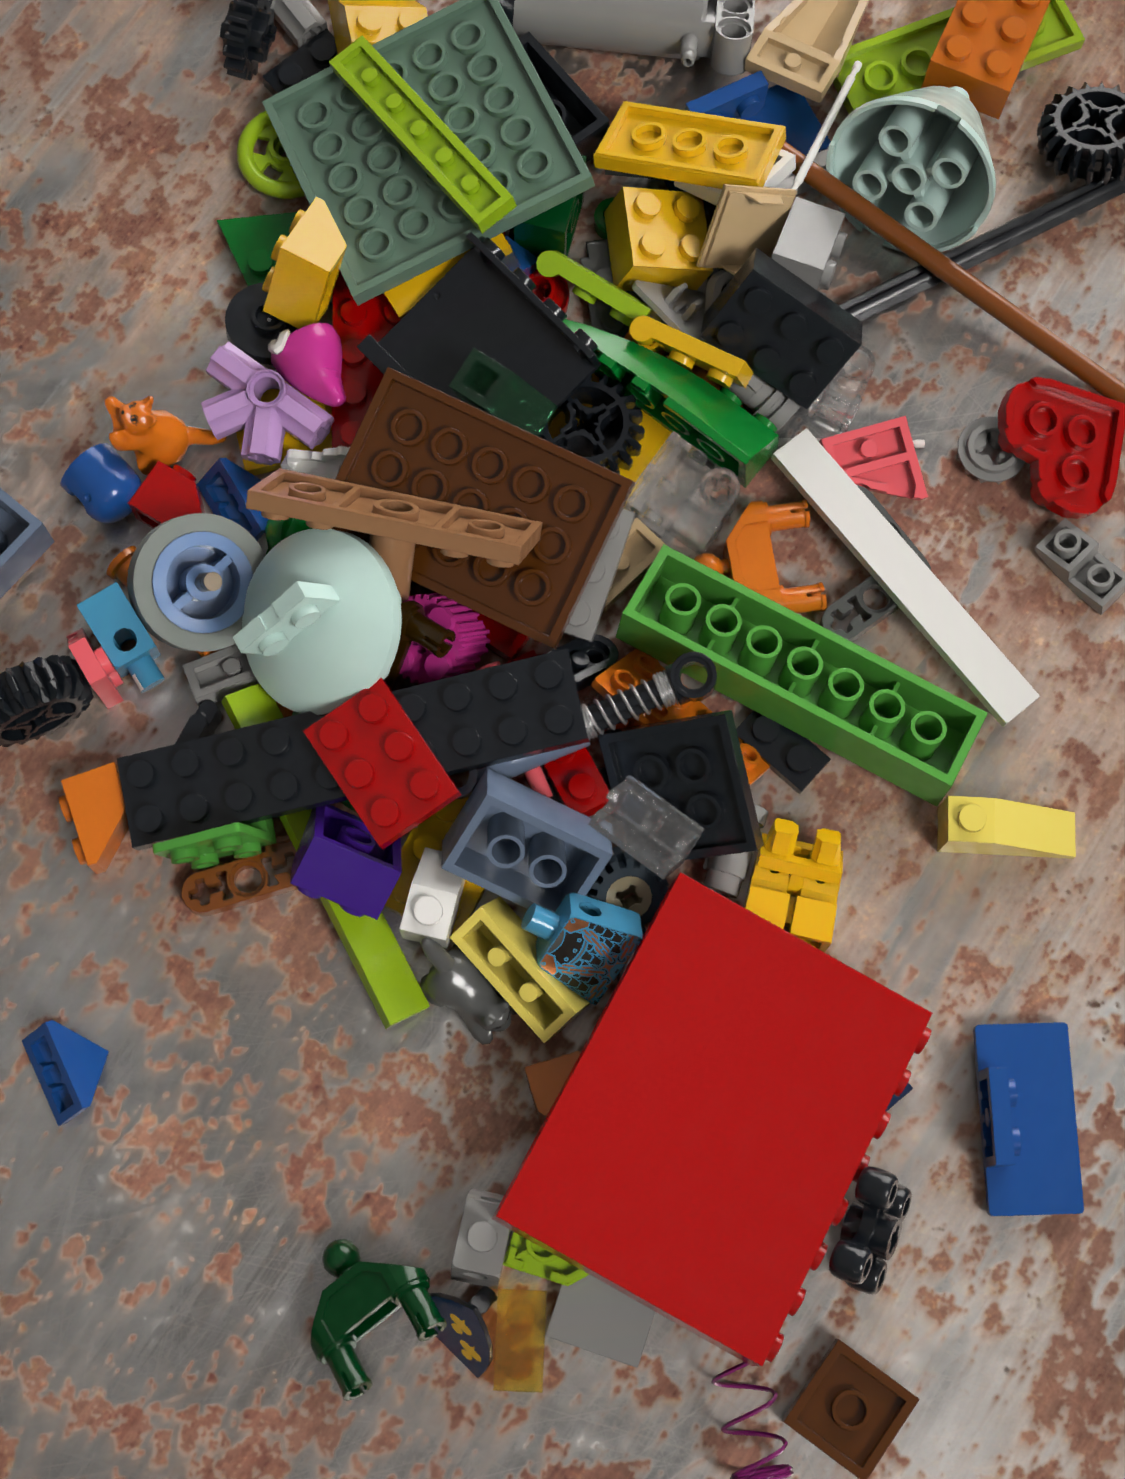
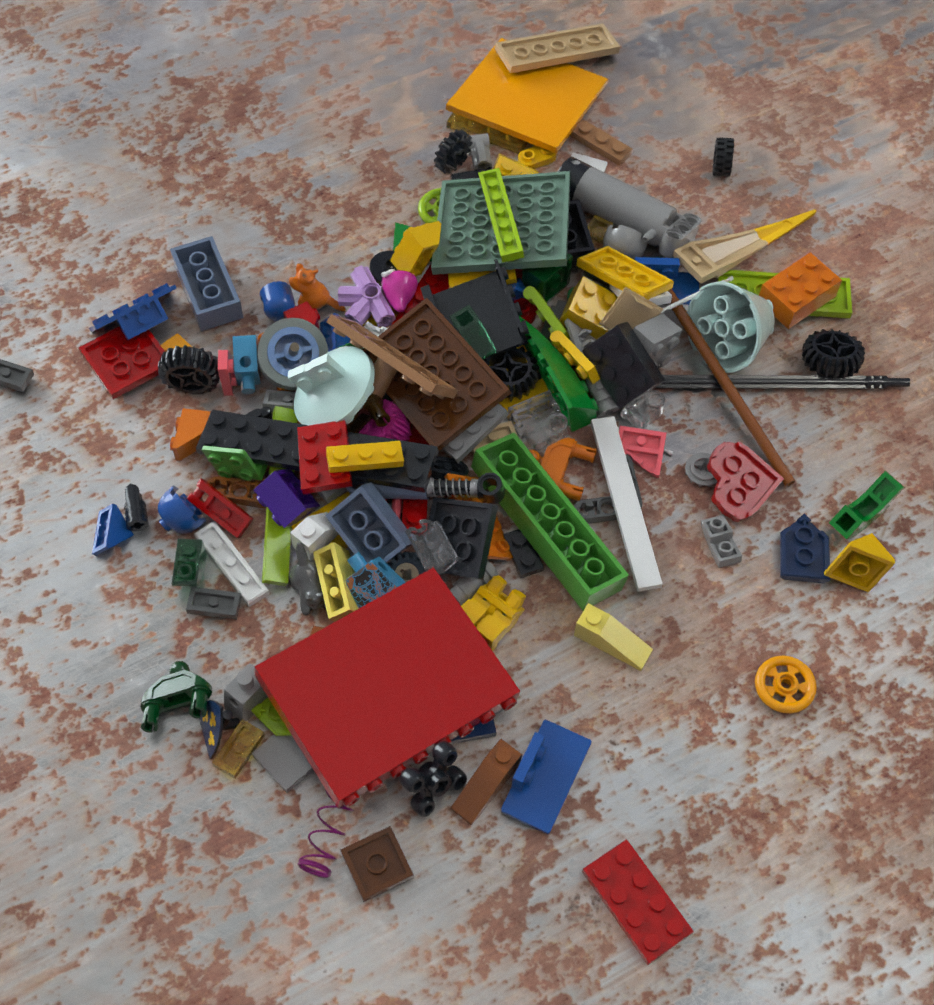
camera: 30 degrees right, 15 degrees down
(87, 1008) = (135, 509): none -> black hinge
(171, 977) = (178, 513): none -> blue cylinder
(235, 932) = (220, 508): none -> red plate
(247, 1066) = (189, 562): none -> clear green slope
(310, 1018) = (232, 564): none -> white tile
(326, 1107) = (213, 603): none -> dark grey plate
(460, 735) = (364, 456): none -> yellow plate
(585, 67) = (598, 227): none -> clear yellow plate
(647, 79) = (625, 241): none -> light grey cylinder
(945, 1180) = (487, 781): none -> dark orange slope

